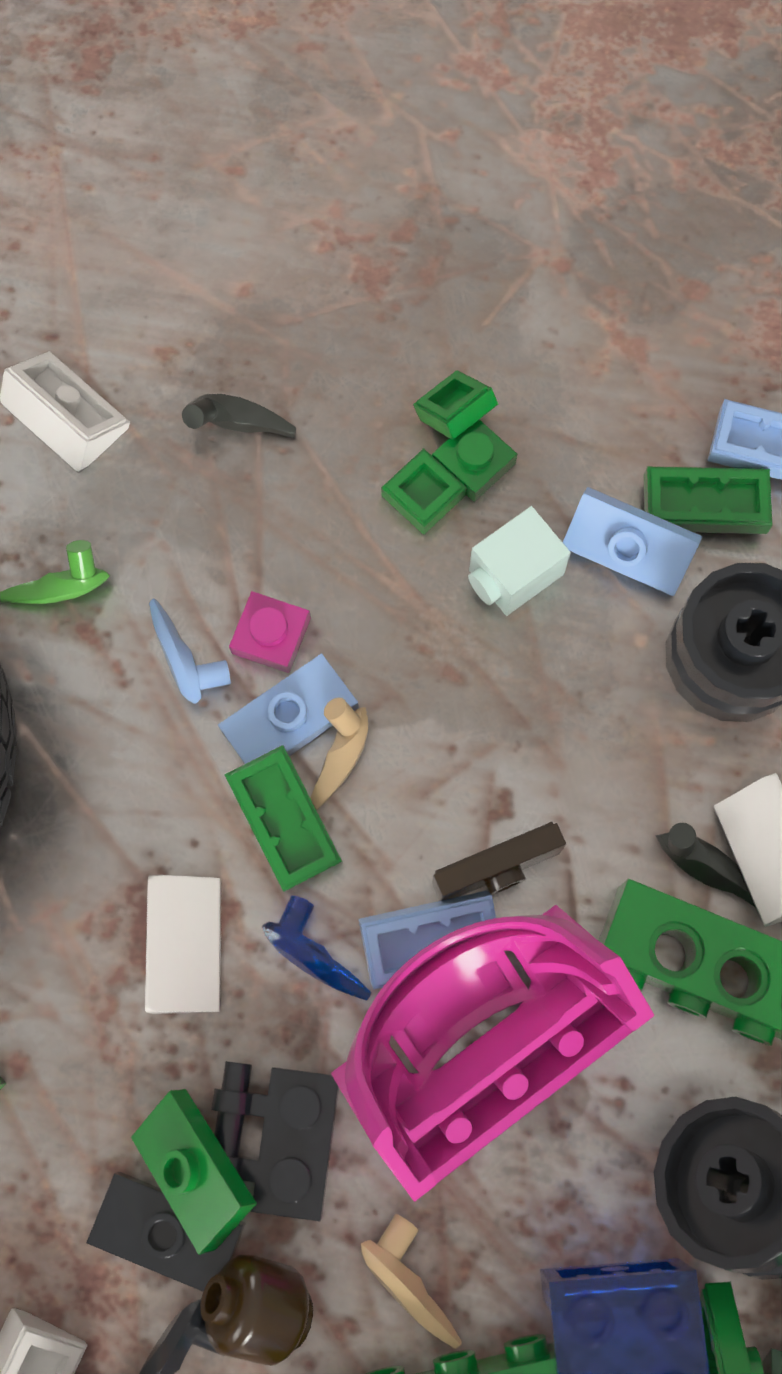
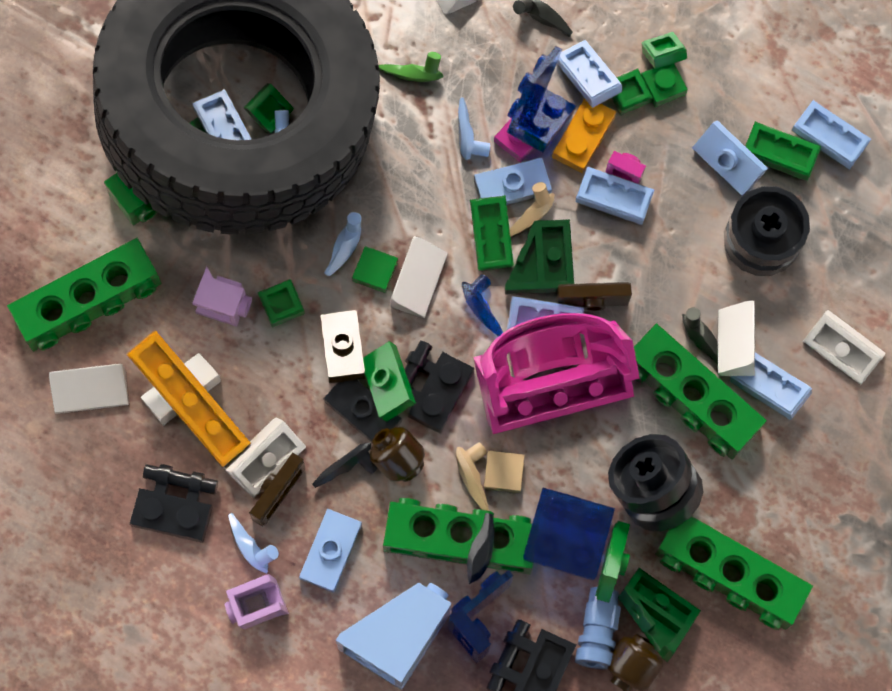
camera: 15 degrees right, 0 degrees up
(35, 929) = (345, 243): none -> light blue bar
(90, 1130) = (342, 346): none -> plate
(103, 957) = (375, 269): none -> green tile
(286, 578) = (539, 112): none -> clear blue bracket
(348, 485) = (589, 73): none -> light blue plate
(376, 588) = (583, 135): none -> light orange plate
(389, 831) = (543, 260): none -> dark green wing
(461, 1253) = (504, 471): none -> tan tile
(467, 674) = (614, 195): none -> light blue plate
(468, 622) = (626, 167): none -> dark pink plate
(517, 561) = (664, 147): light aqua brick -> none

